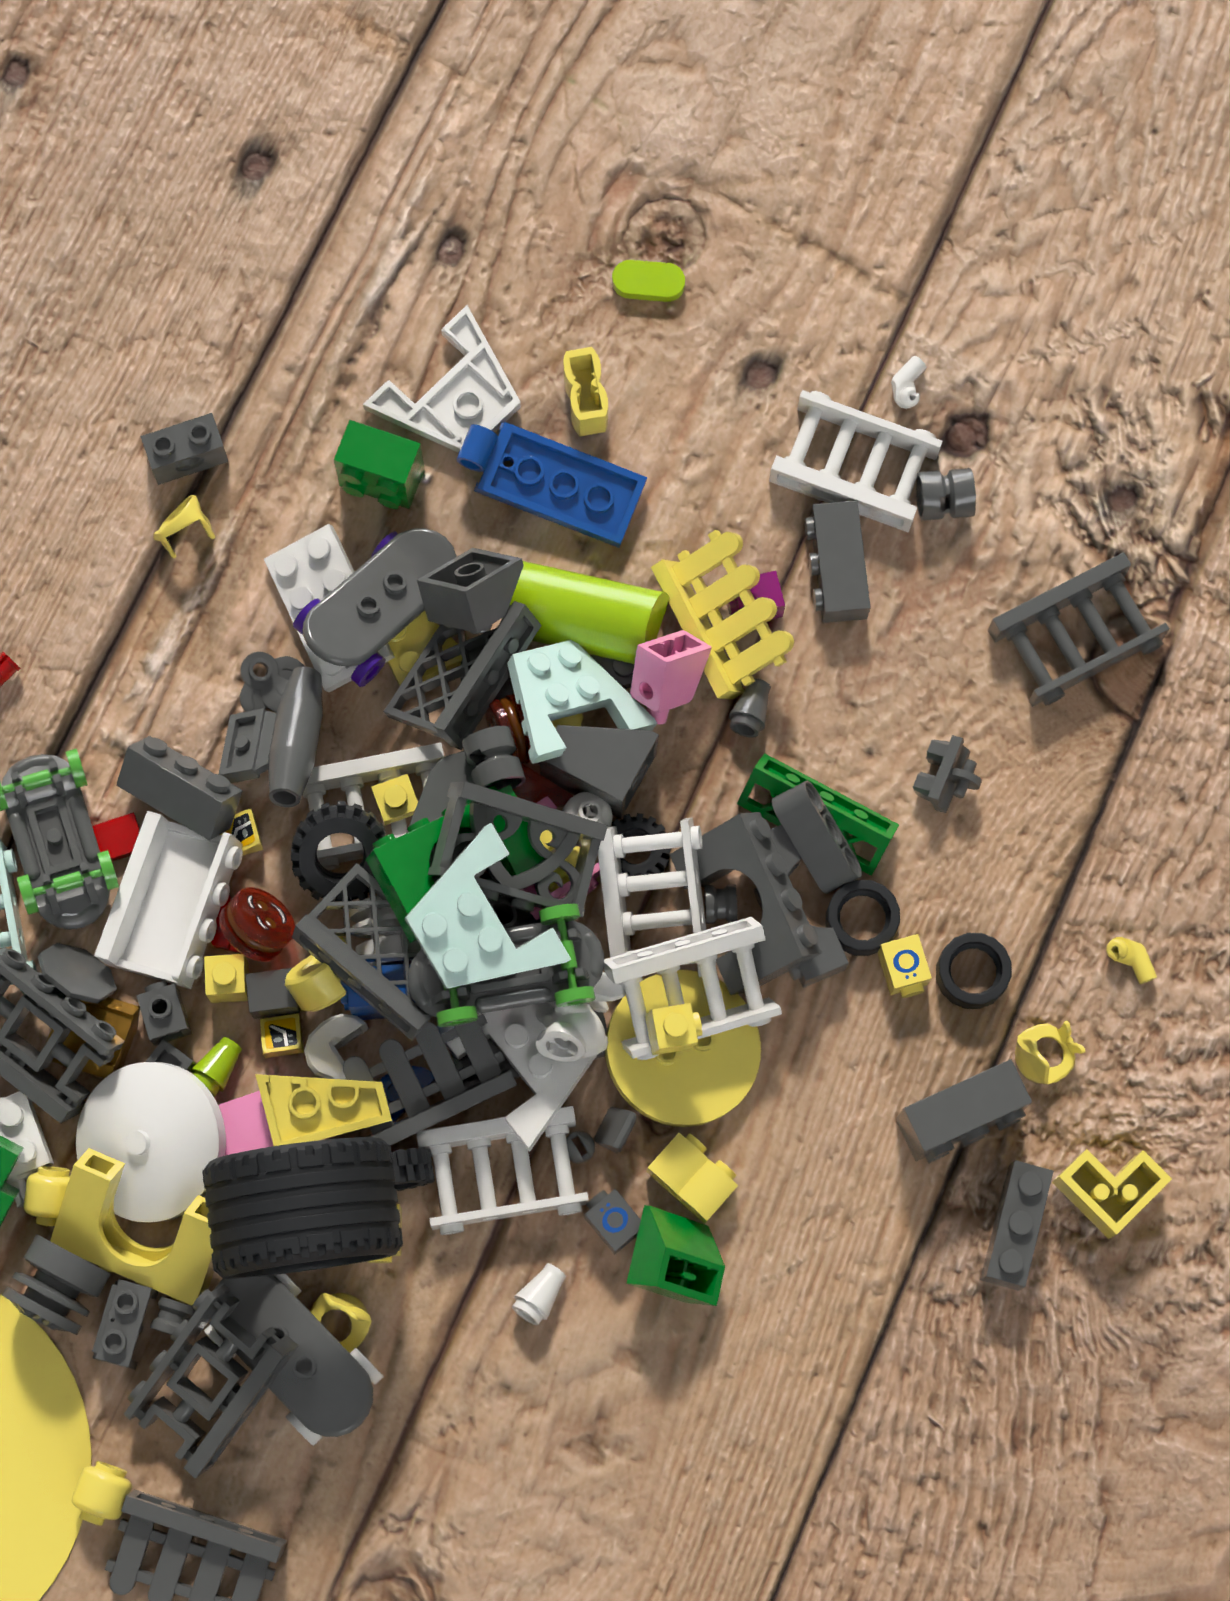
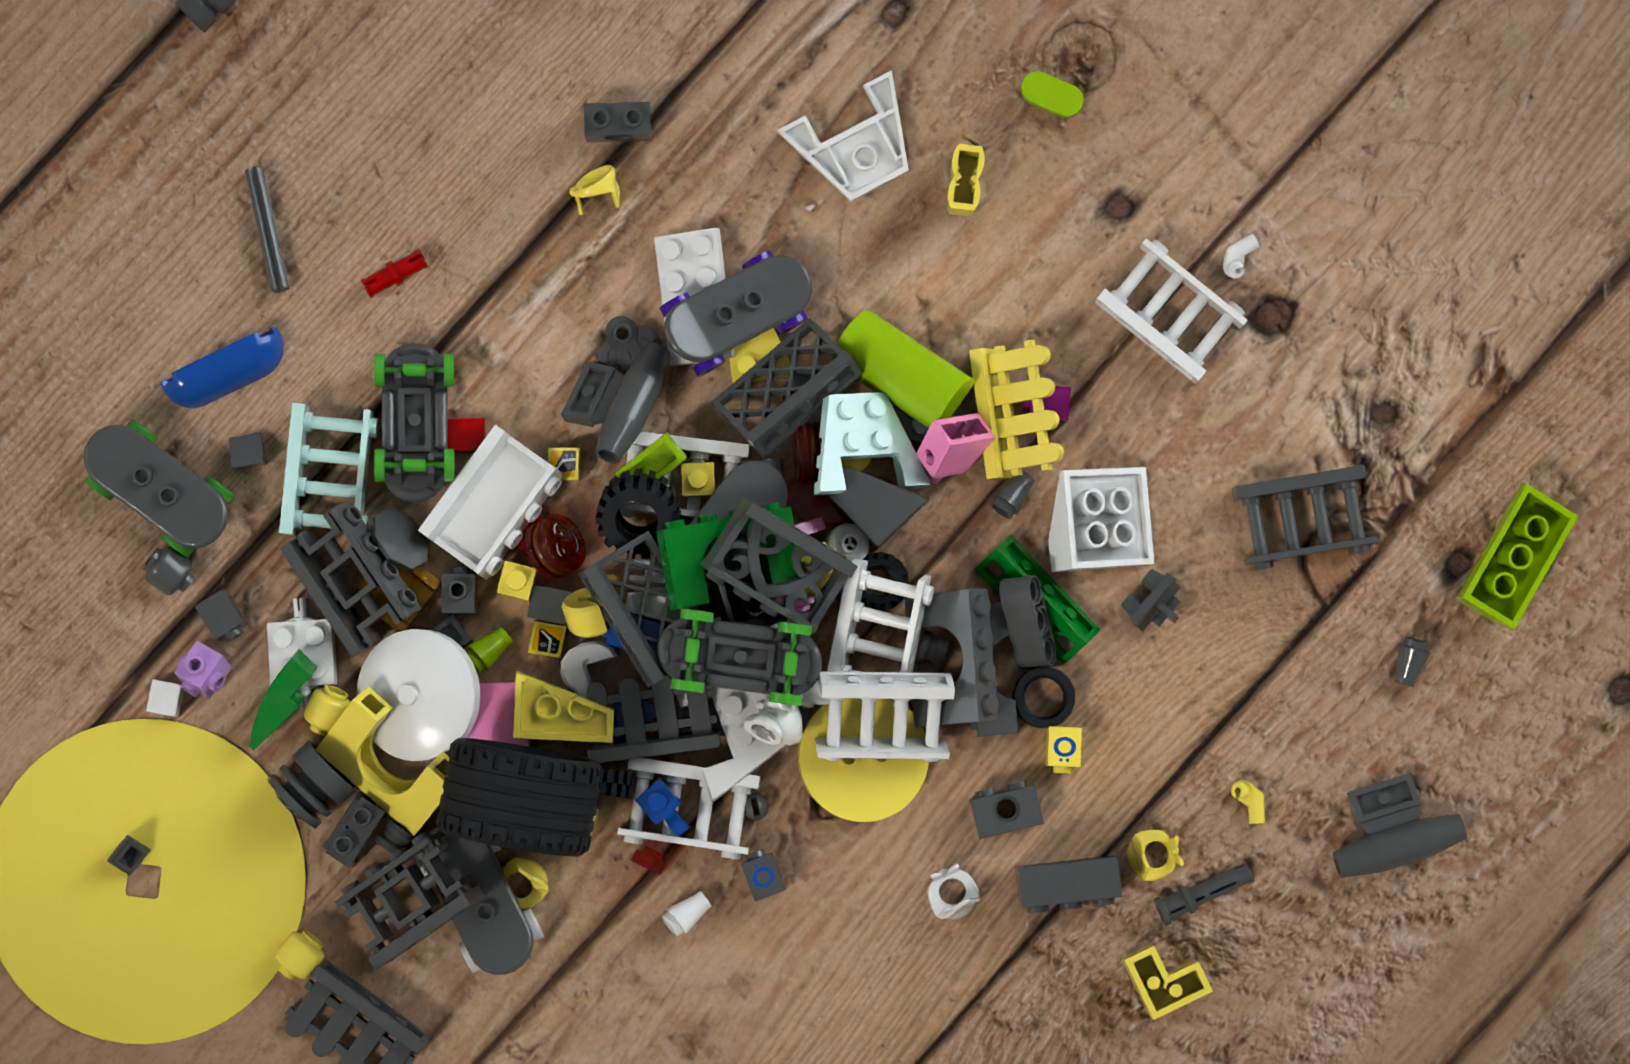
camera: 20 degrees right, 10 degrees up
(179, 787) = (526, 413): dark grey brick -> none
(345, 783) = (659, 456): none -> lime plate
(379, 465) = (772, 191): green brick -> none
(464, 932) = (712, 621): light aqua wing -> none
(470, 1174) = (660, 804): none -> blue plate
(471, 590) = (813, 327): dark grey slope -> none
(477, 1245) = (650, 859): none -> clear red plate
(492, 756) = (784, 480): dark grey wheel -> none
(553, 481) = (914, 248): blue hinge -> none
(615, 1129) = (788, 802): dark grey slope -> none
(673, 1028) = (856, 747): light yellow brick -> none
(676, 1258) = (802, 922): green slope -> none
(692, 1176) = (836, 861): light yellow brick -> none
(838, 562) = (1126, 393): dark grey brick -> none
(844, 1190) = (956, 911): none -> white piece
(852, 1076) = (1026, 812): none -> dark grey brick
(857, 705) = (1101, 520): none -> white slope
(946, 494) = (1235, 365): dark grey wheel -> none
(994, 950) = (1132, 749): black tyre -> none
(1017, 1225) = (1079, 984): dark grey brick -> none
(1104, 1088) = (1190, 898): none -> dark grey pin

